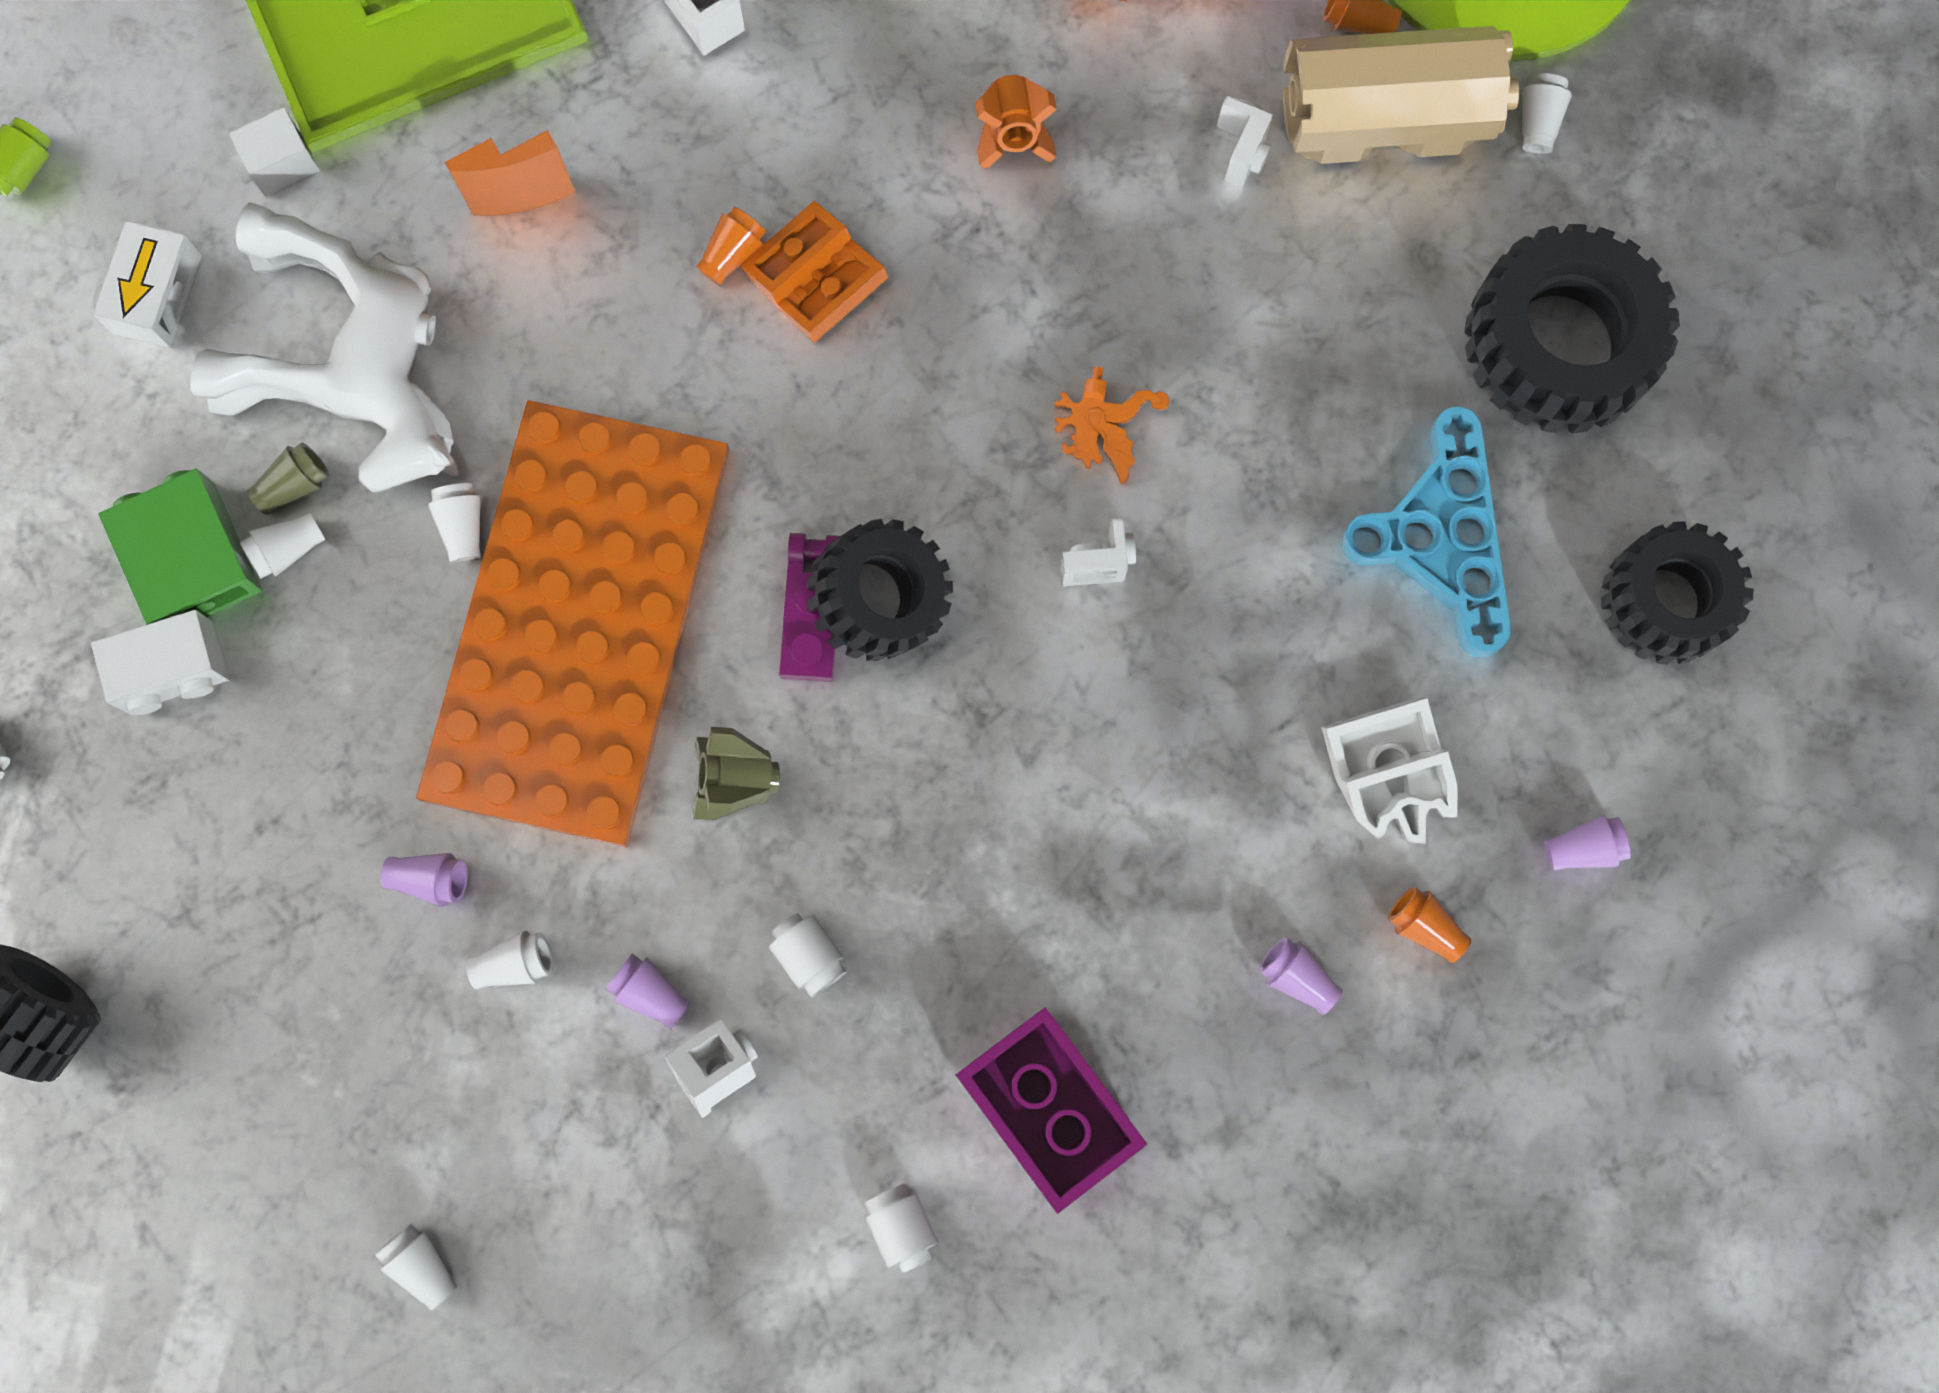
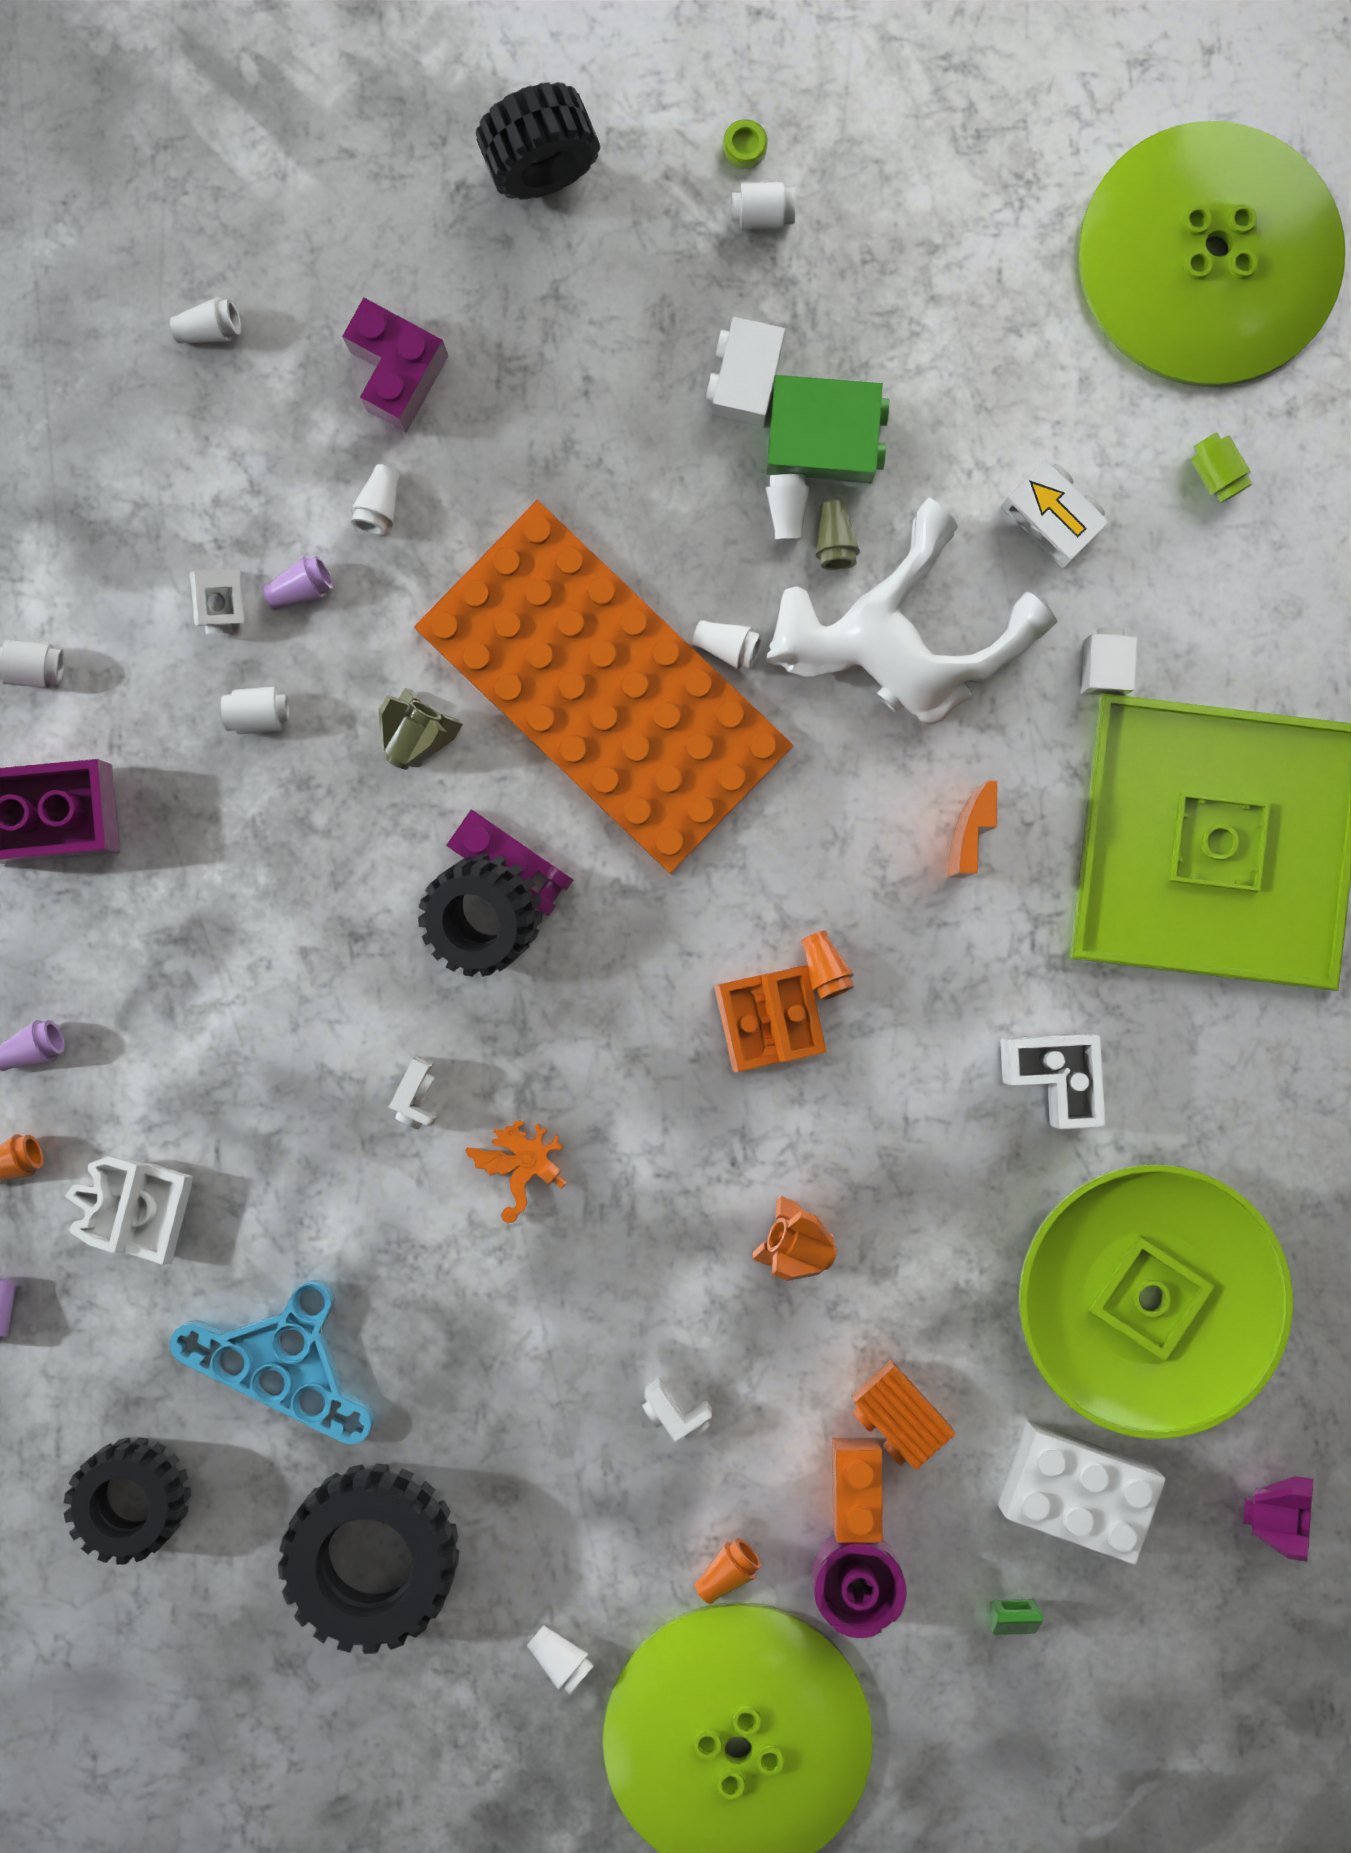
camera: 125 degrees right, 10 degrees up
(333, 1030) = (404, 360): none -> magenta brick
(427, 877) = (473, 476): lavender cone -> none
(1397, 89) = (633, 1552): tan brick -> none

